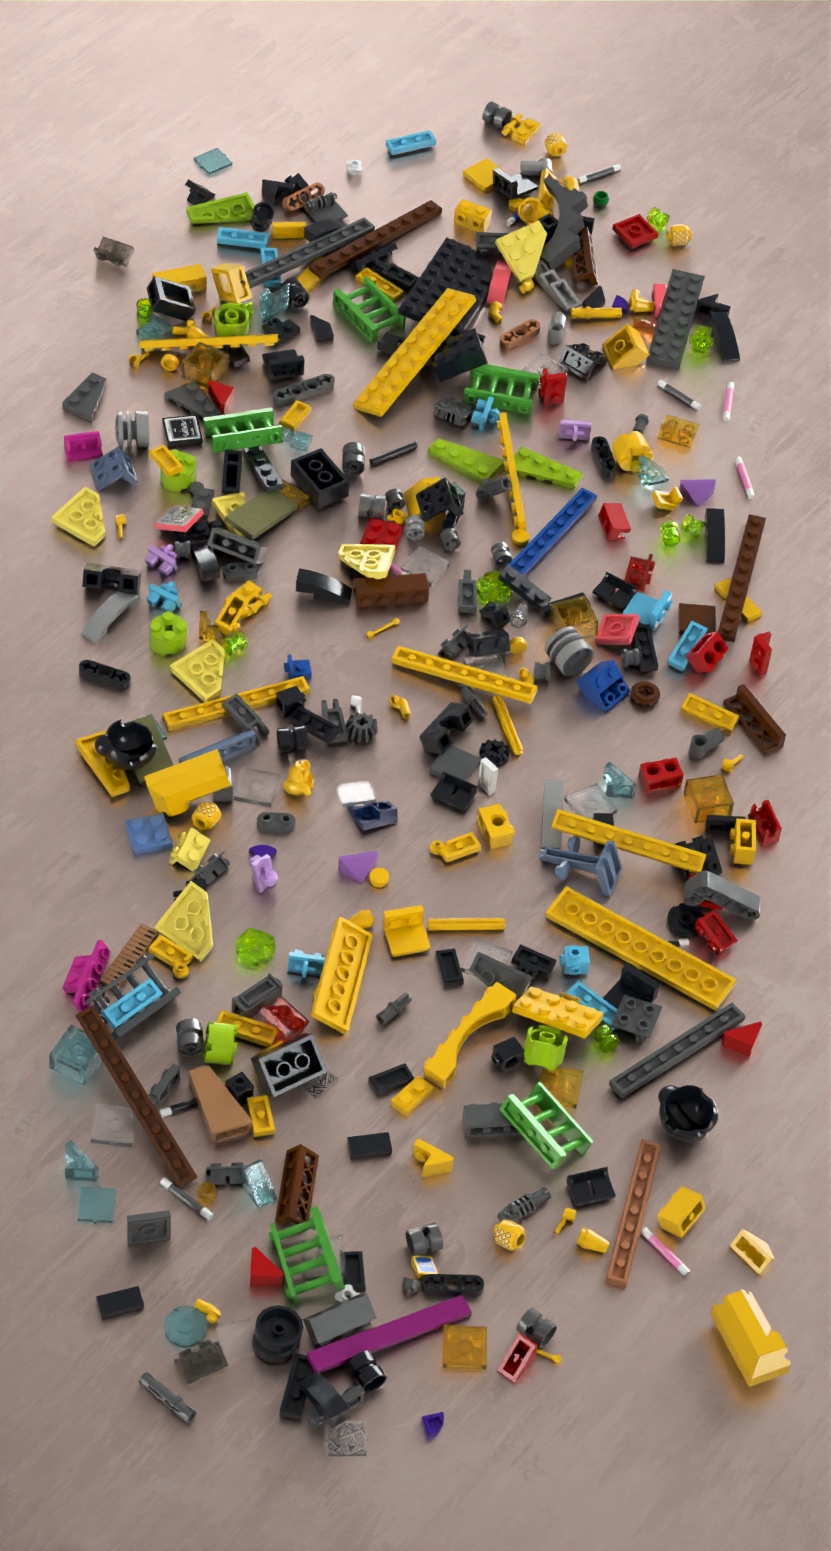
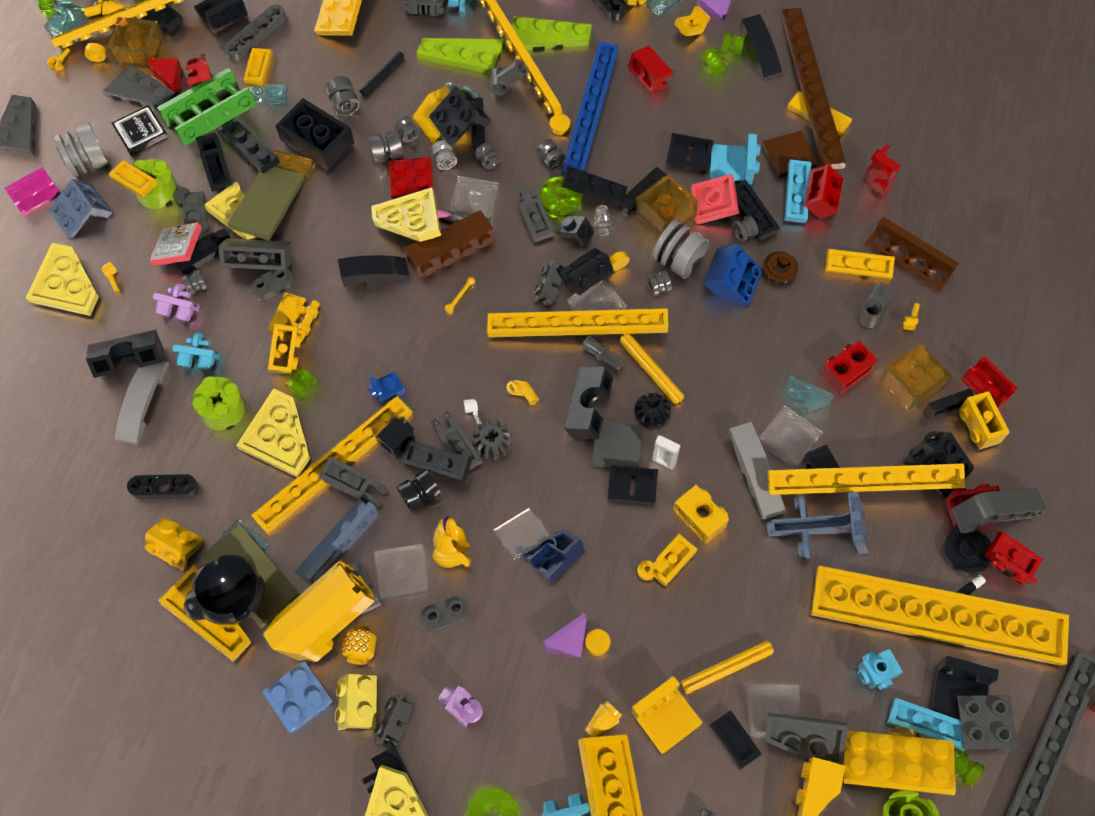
camera: 15 degrees left, 15 degrees up
(97, 711) = (172, 543): none -> yellow bracket
(205, 561) = (225, 287): black slope -> none
(206, 630) = (260, 379): clear yellow bracket -> none
(249, 399) = (200, 70): none -> red hinge
(262, 850) = (446, 666): dark purple tile -> none
(397, 516) = (418, 153): yellow plate -> none
(525, 676) = (645, 298): yellow arm -> none
(533, 962) = (829, 693): black hinge -> none
(638, 572) = (703, 119): clear red bracket -> none

